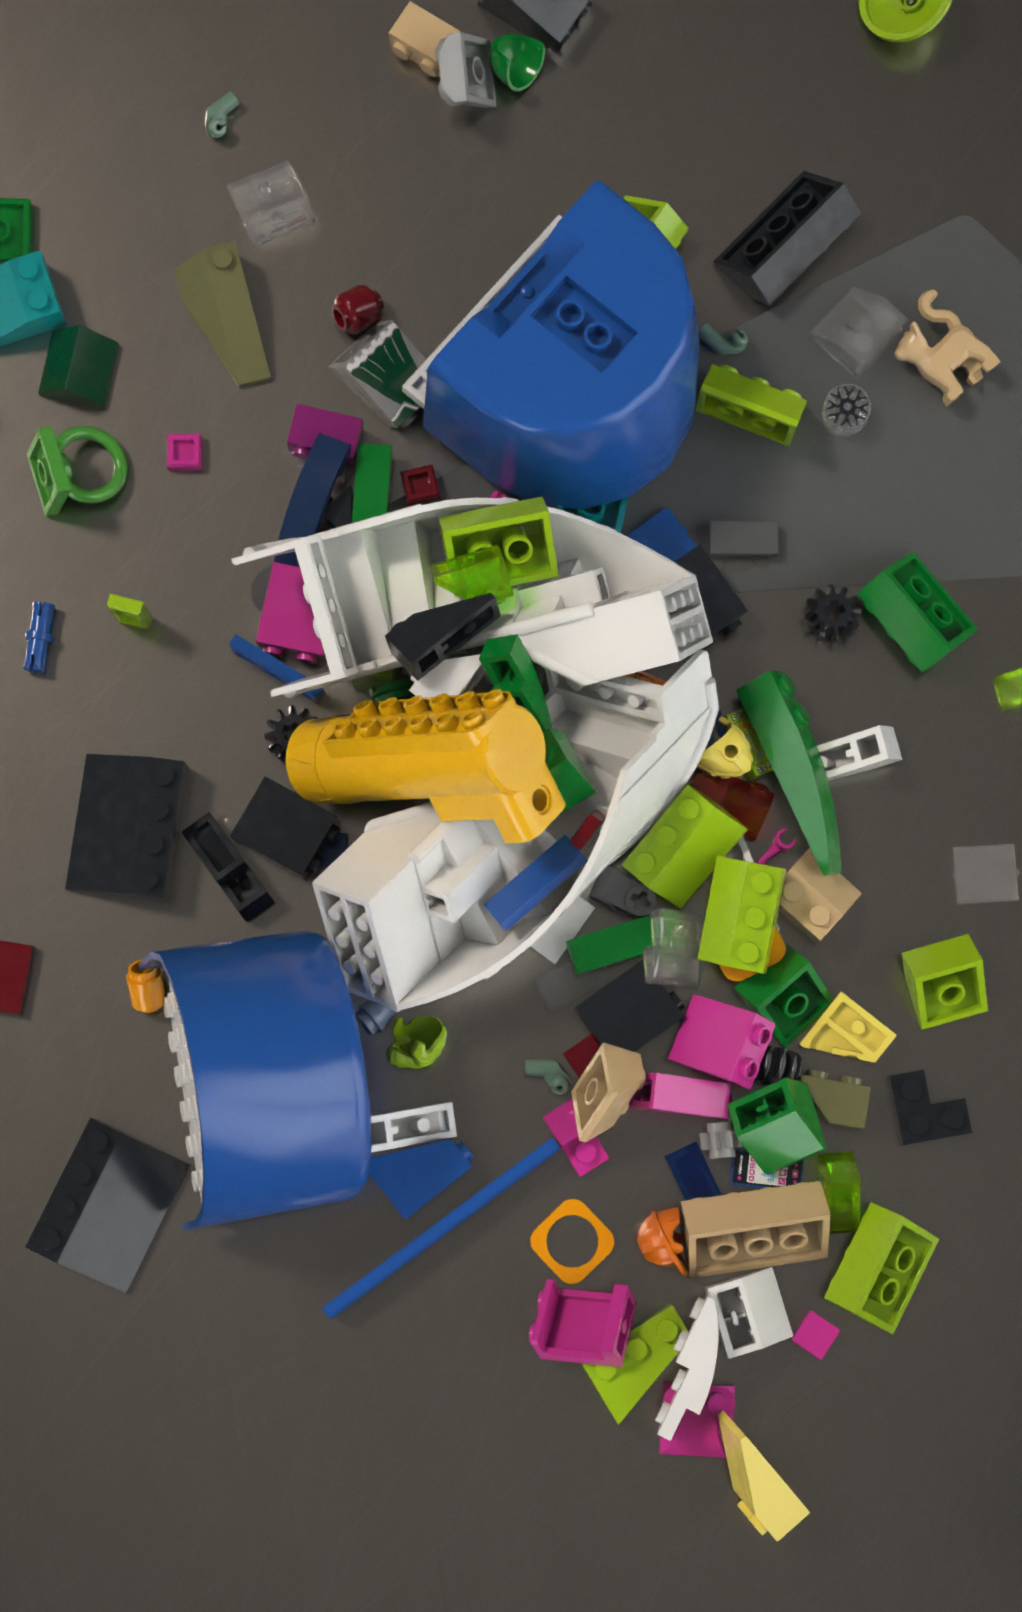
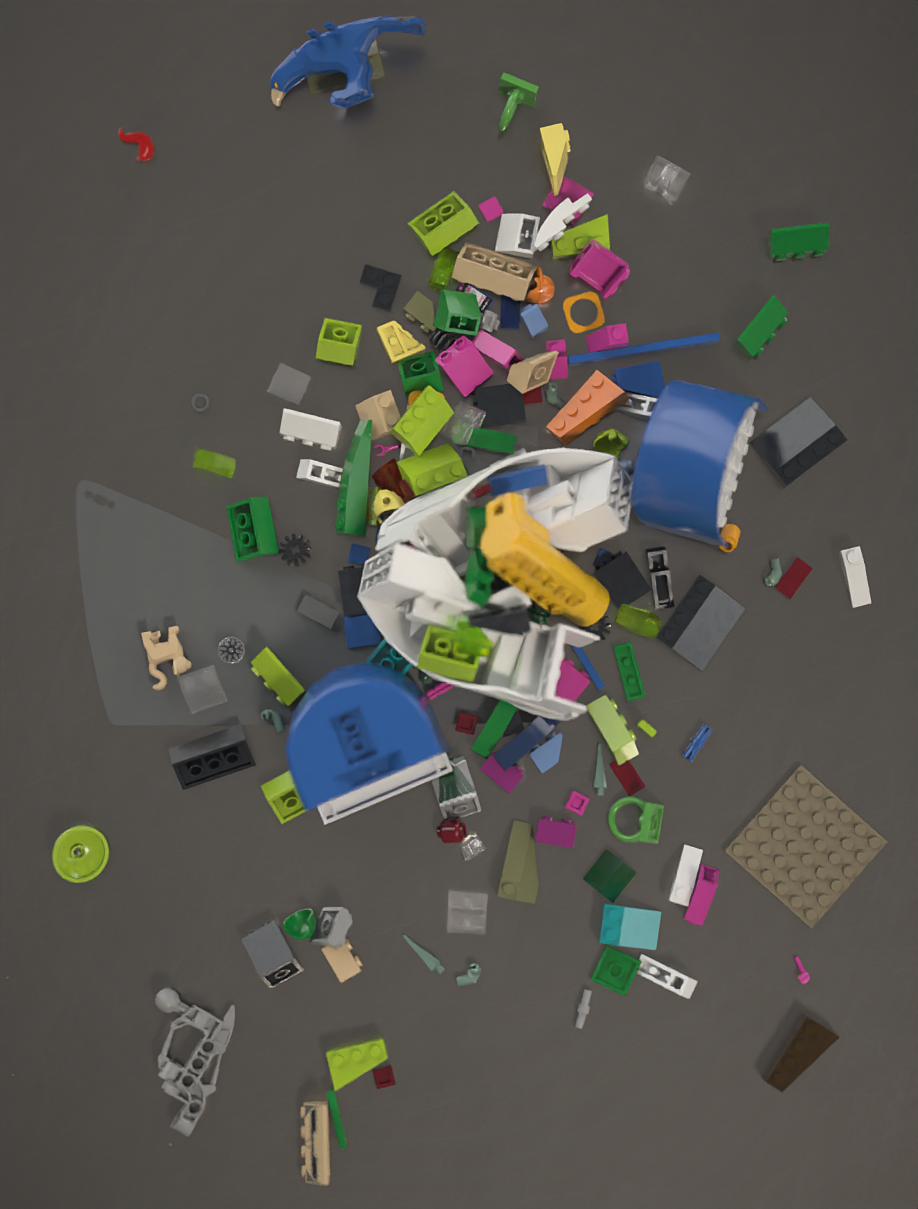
camera: 155 degrees left, 5 degrees up
(19, 152) = (583, 1009): none -> light grey bar
(41, 969) = (776, 573): none -> sand green arm
(126, 533) = (627, 776): none -> dark red tile
(165, 502) = (600, 780): none -> sand green piece
(184, 586) = (613, 729): none -> lime wedge
(194, 387) = (555, 832): none -> magenta brick
(203, 694) = (629, 671): none -> green tile
(224, 775) = (639, 621): none -> clear neon green slope
(261, 1366) = (762, 328): none -> green slope
(268, 500) = (547, 754): none -> medium blue slope
(270, 1549) = (798, 241): none -> green slope
(291, 107) = (431, 961): none -> sand green piece
(315, 302) = (471, 847): none -> clear piece
(486, 1079) = (586, 407): none -> orange wedge
(509, 1209) = (607, 338): none -> dark pink slope
(550, 1540) = (666, 178): none -> clear slope
(648, 1178) = (533, 320): none -> medium blue slope
(728, 659) = (358, 554): none -> blue tile
(879, 1557) = (517, 92): none -> bright green tile
(913, 812) = (310, 429): none -> white slope

